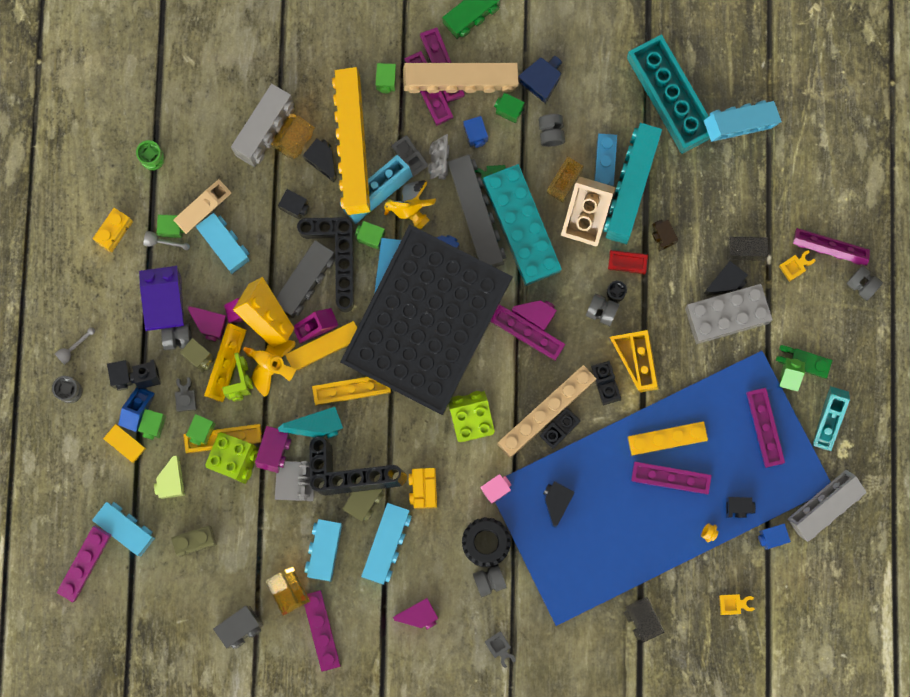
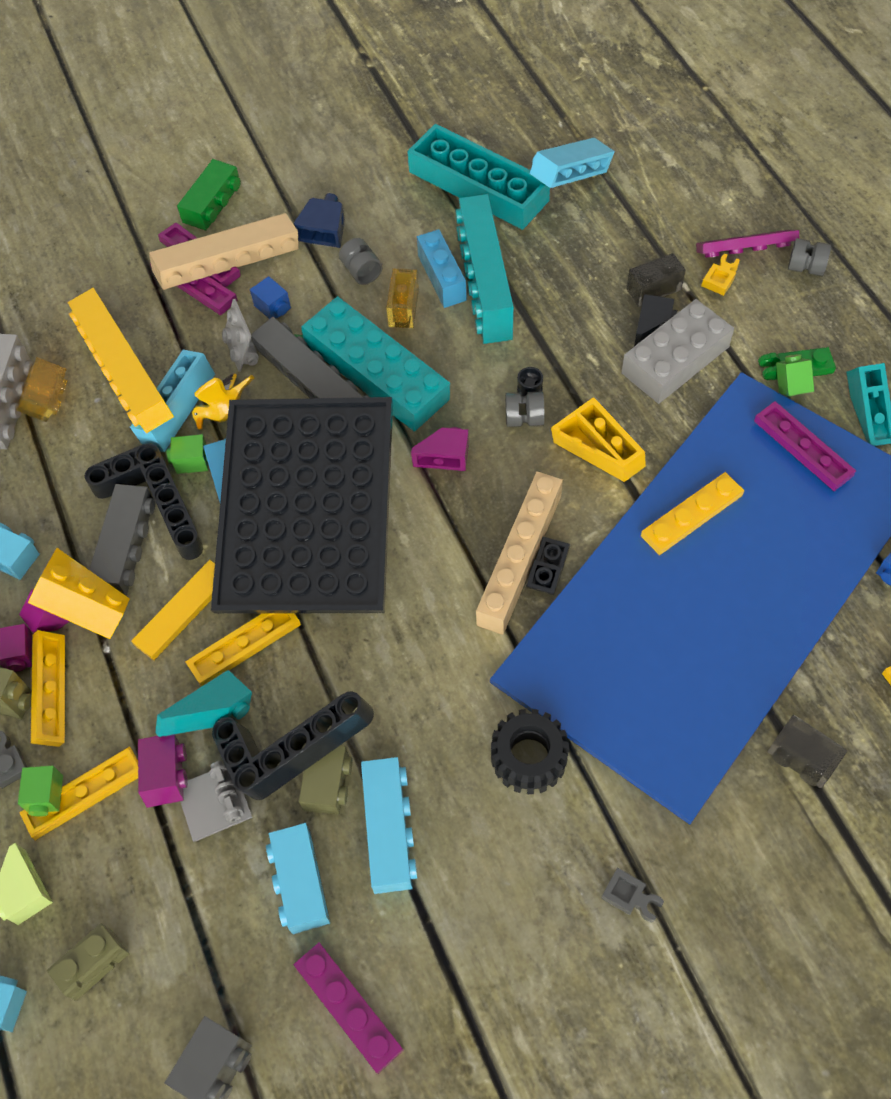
camera: 25 degrees left, 20 degrees down
(232, 457) = (105, 808): lime bracket -> none
(237, 391) = (78, 708): lime bracket -> none
(268, 363) = (110, 659): yellow animal -> none
(287, 591) = (267, 966): clear yellow brick -> none
(293, 204) = (71, 461): black brick -> none
(315, 325) = (158, 585): magenta slope -> none
(321, 158) = (88, 400): black slope -> none
(386, 77) = (136, 290): bright green brick -> none
(410, 155) = (214, 355): dark grey slope -> none
(418, 615) = (484, 906): magenta slope -> none
(424, 488) = (405, 723): yellow brick -> none
(471, 416) = (425, 603): lime bracket -> none
(489, 580) = (559, 806): dark grey wheel -> none
(496, 488) = (505, 672): bright pink brick -> none
(509, 107) = (299, 261): green brick -> none
(527, 332) = (445, 475): magenta plate -> none
(557, 501) = (597, 650): black slope -> none
(588, 211) = (448, 310): tan brick -> none
(606, 383) = (577, 491): black slope -> none
(627, 262) = (525, 354): red tile -> none
(664, 234) = (552, 306): dark brown brick -> none
(671, 478) = (727, 554): magenta plate -> none
(709, 532) = (819, 596): yellow plate -> none
(739, 506) = (835, 546): black brick -> none

